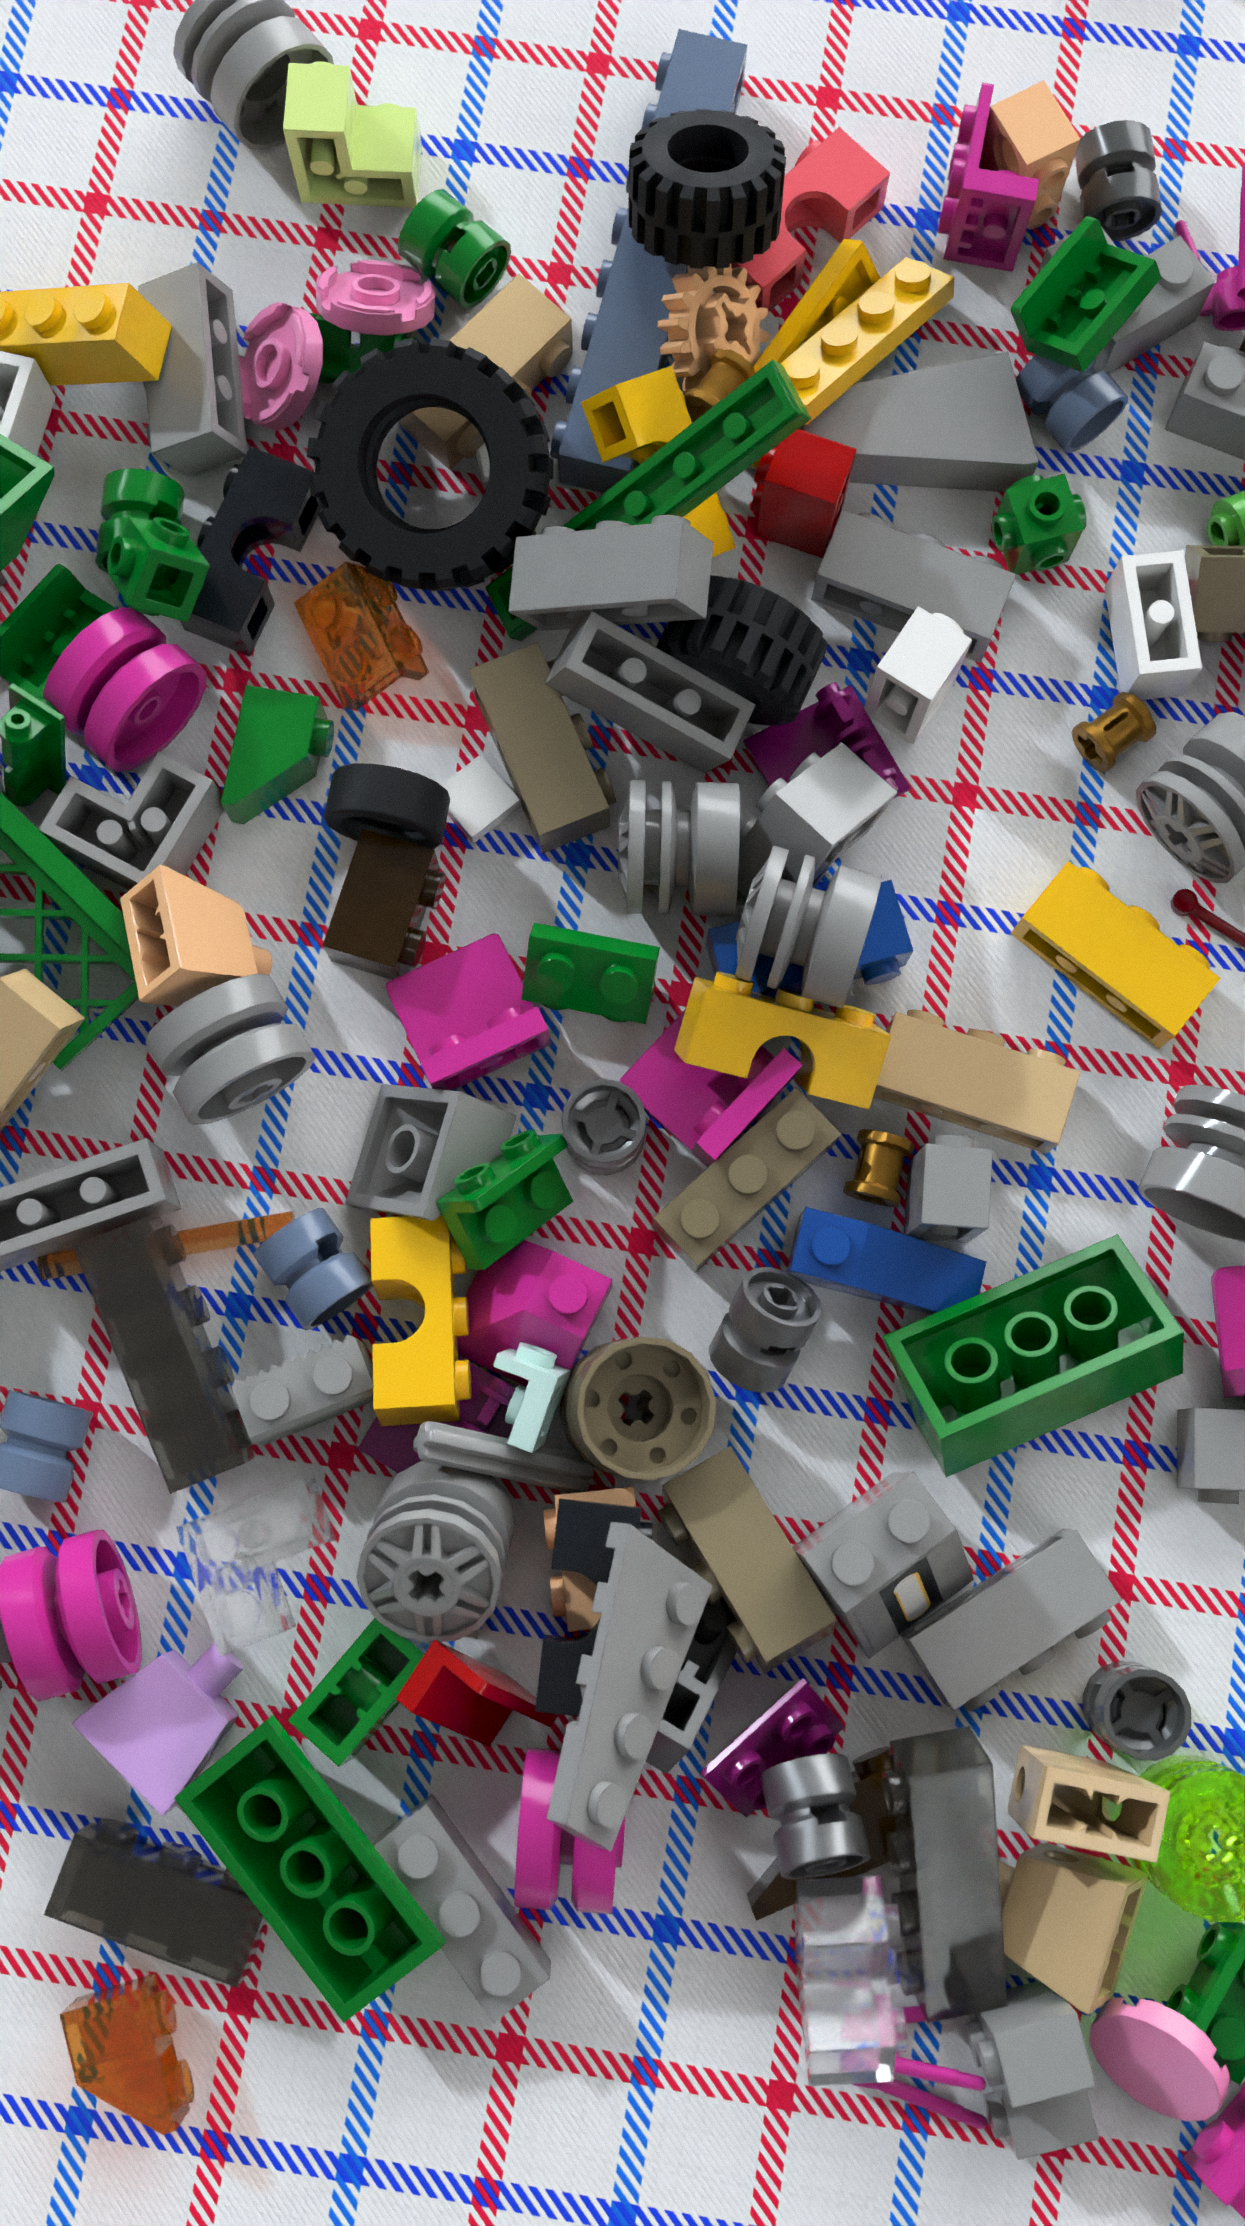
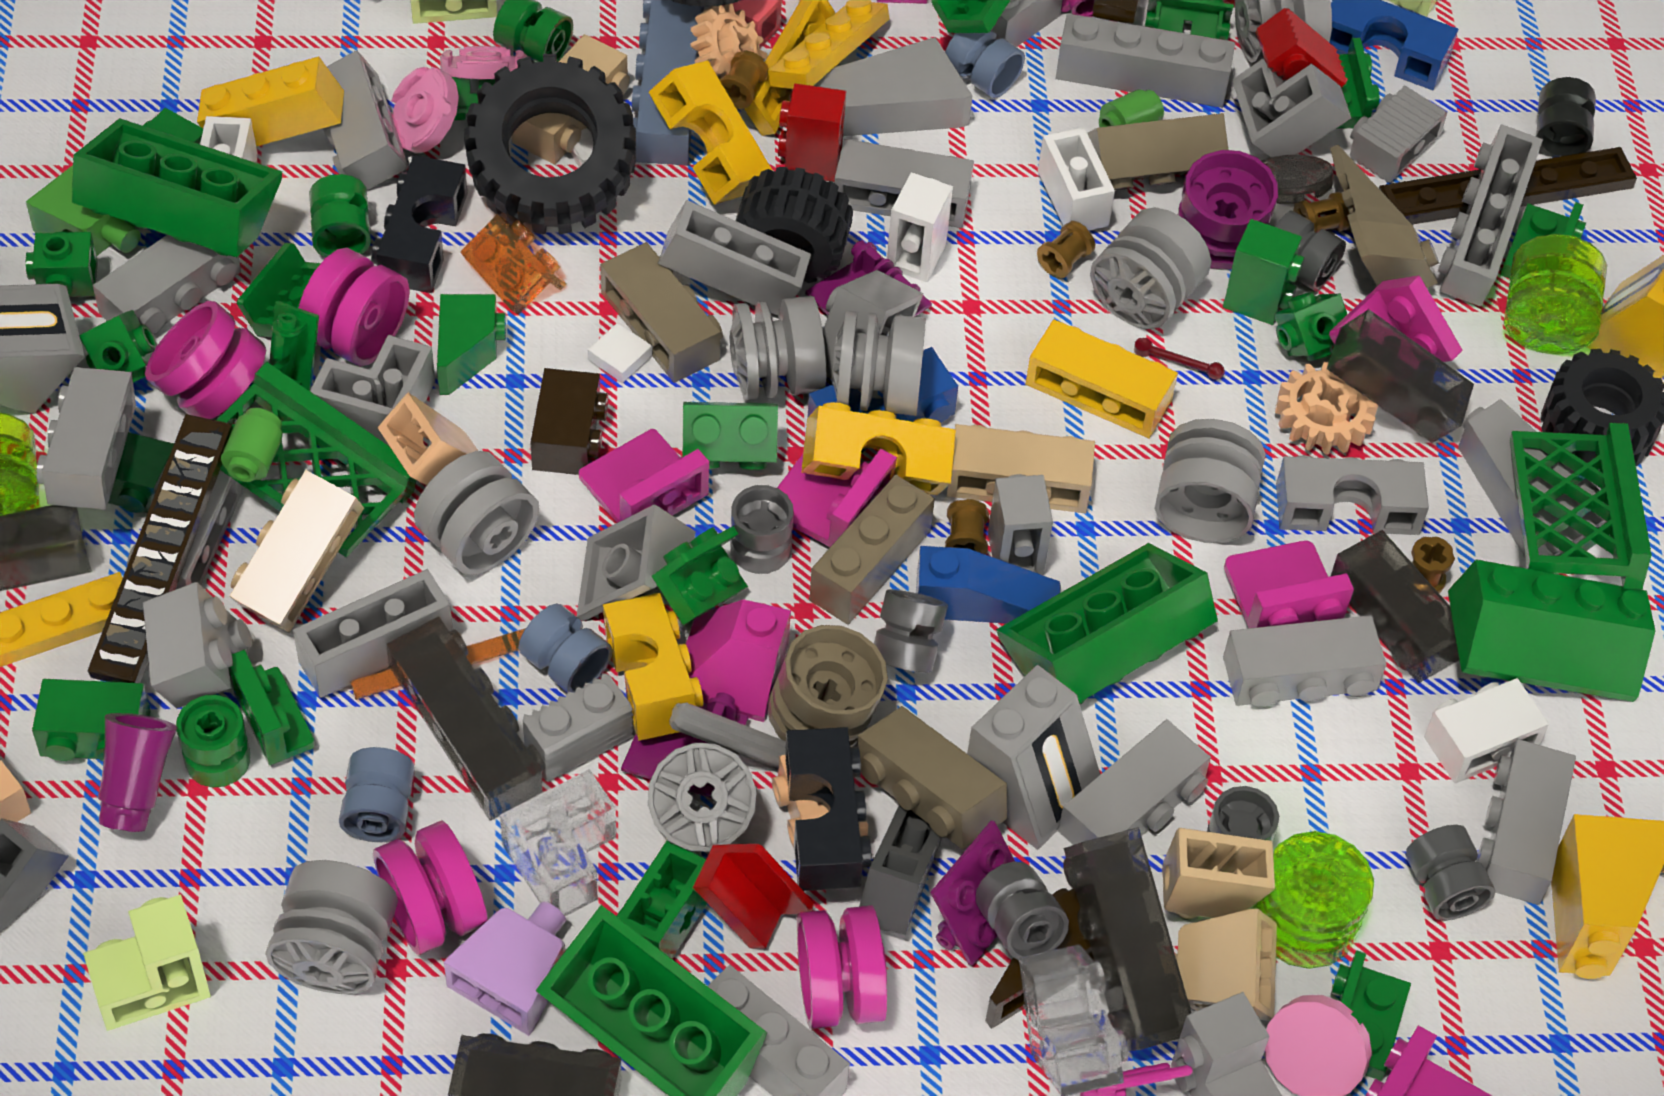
camera: 15 degrees left, 25 degrees down
(157, 568) = (368, 222): green brick -> none
(387, 803) = (557, 332): black tyre -> none
(534, 1406) = (752, 689): light aqua bracket -> none
(613, 570) = (708, 173): light grey brick -> none
(626, 1684) = (865, 827): light grey wing -> none
(688, 466) = (706, 143): green tile -> none
(1038, 523) = (982, 134): green brick -> none

